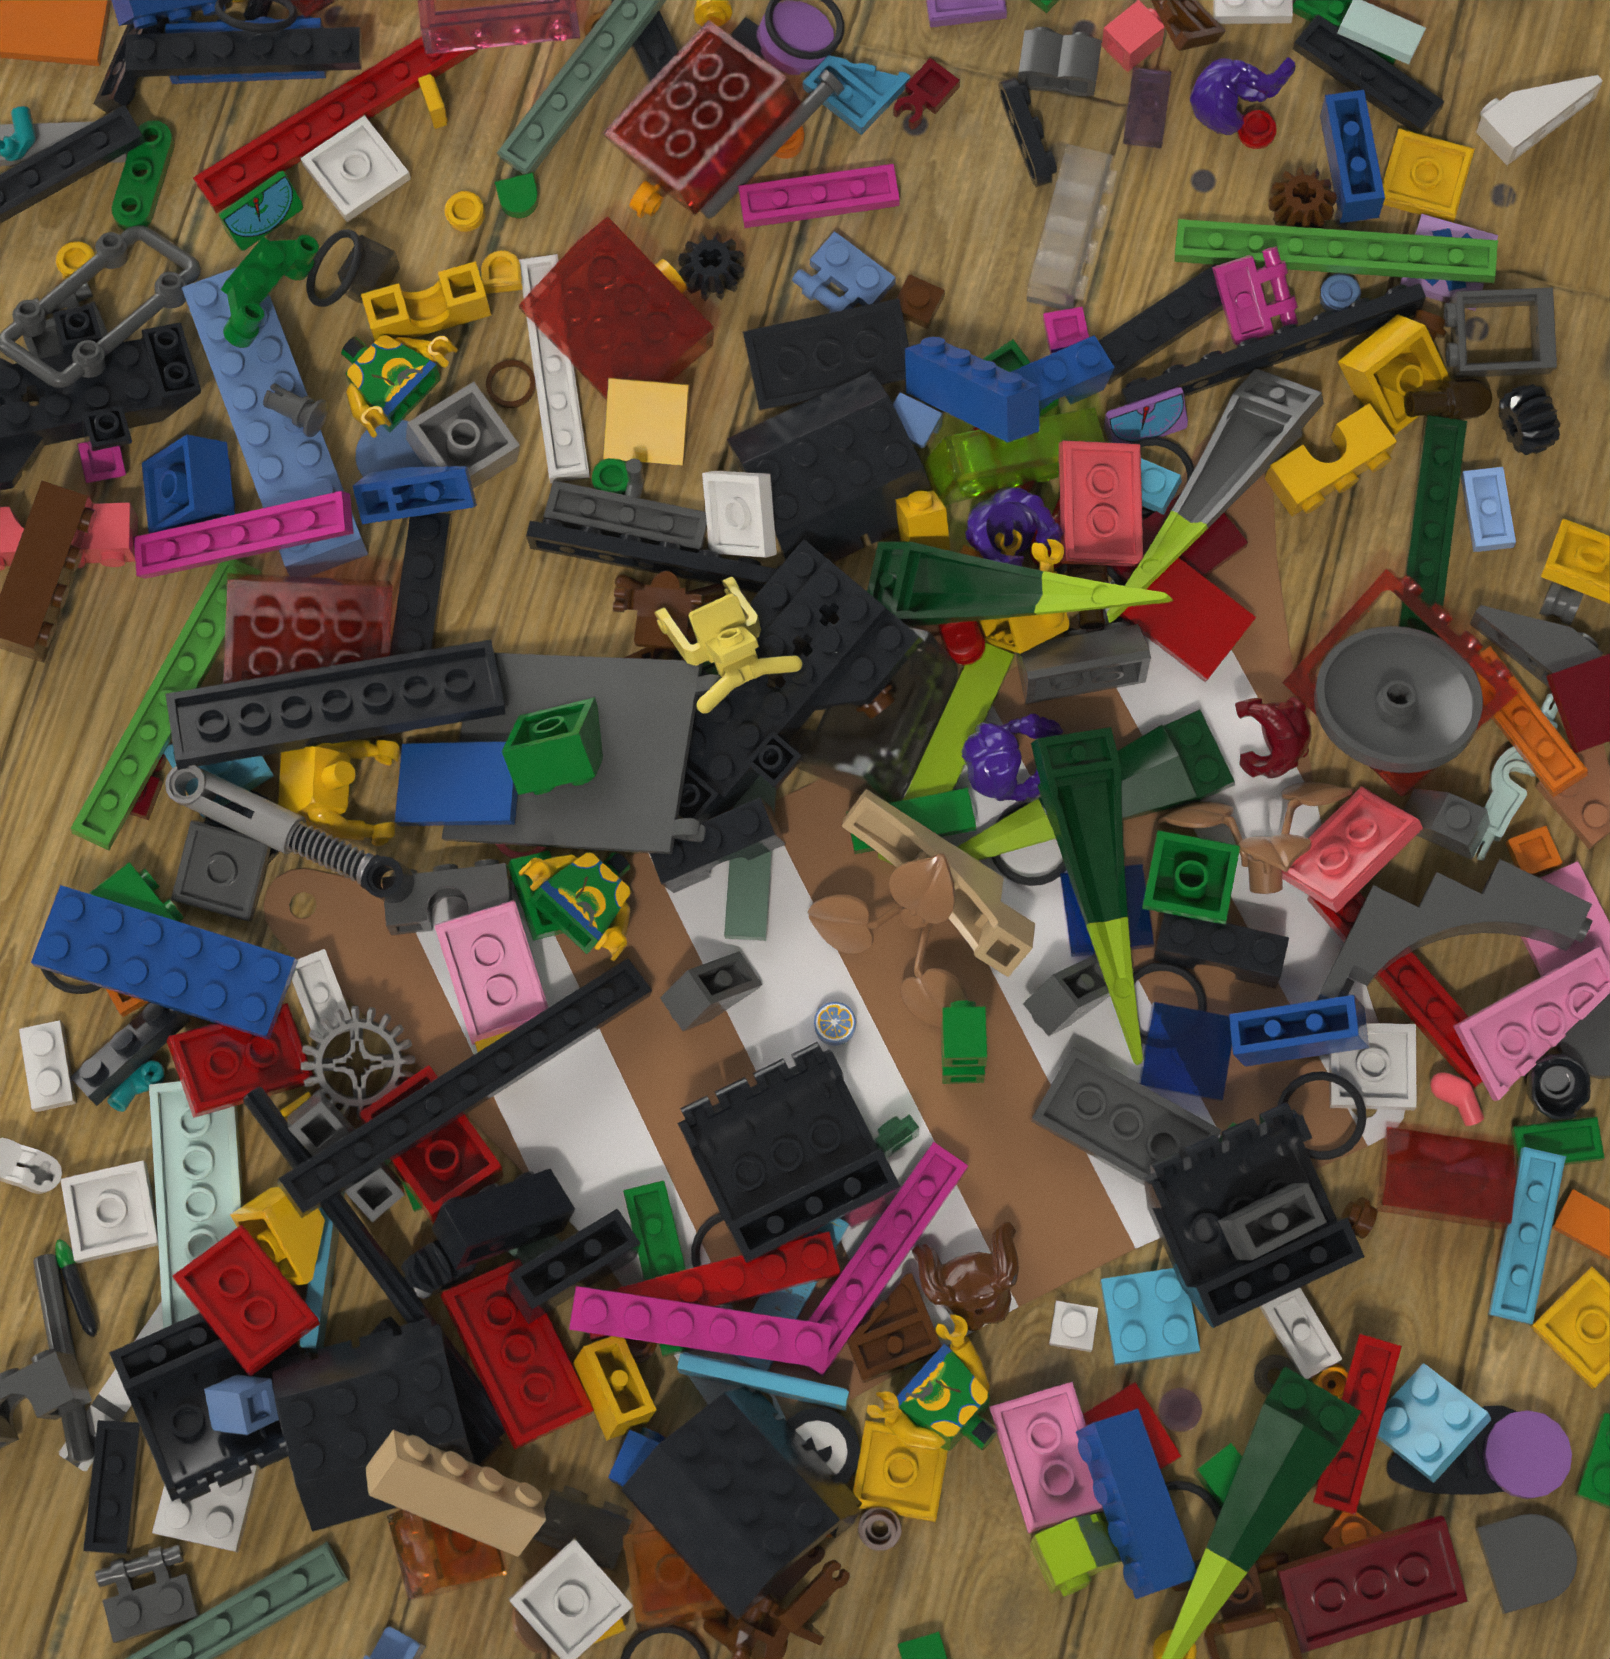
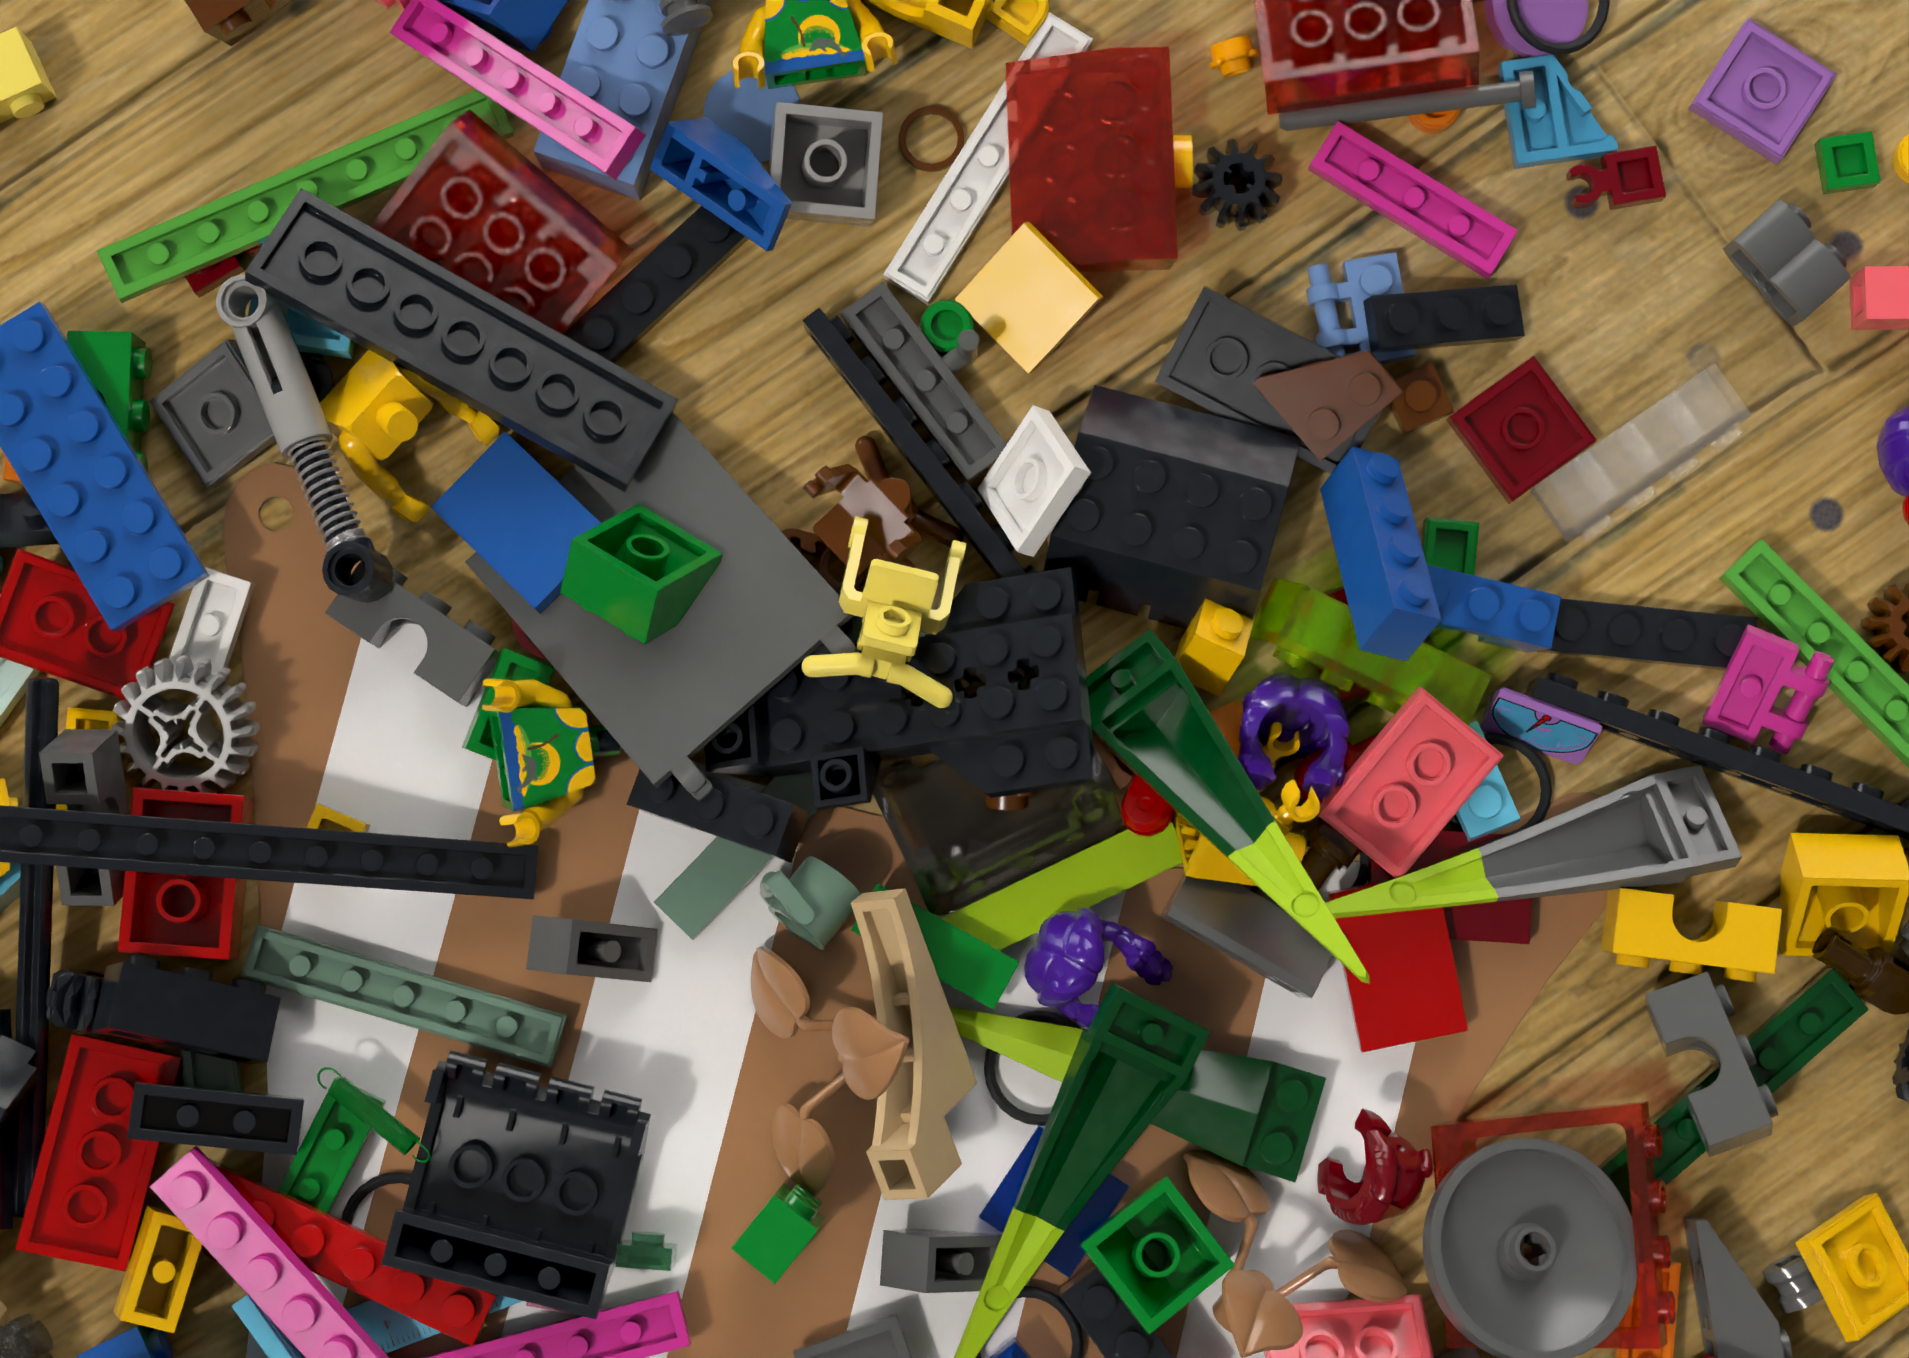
camera: 35 degrees right, 10 degrees up
(492, 970) = (392, 747): bright pink tile -> none
(621, 1113) = (404, 996): none -> sand green tile
(665, 1189) = (373, 1115): none -> green piece
(816, 856) = (811, 902): none -> sand green piece
(835, 1023) = (686, 1084): medium blue tile -> none
(869, 334) = (1330, 398): none -> reddish brown wing
(894, 244) = (1443, 318): none -> black plate
(917, 419) = (1300, 529): medium blue panel -> none
(991, 271) = (1521, 430): none -> dark red tile
(1027, 131) = (1687, 310): black plate -> none
(1064, 328) = (1540, 560): dark pink plate -> none
(1147, 107) = (1837, 387): plate -> none
(1339, 292) = (1859, 758): medium blue tile -> none
(1376, 503) = (1695, 1018): none -> dark grey arch
(1488, 509) = (1808, 1118): light blue plate -> none

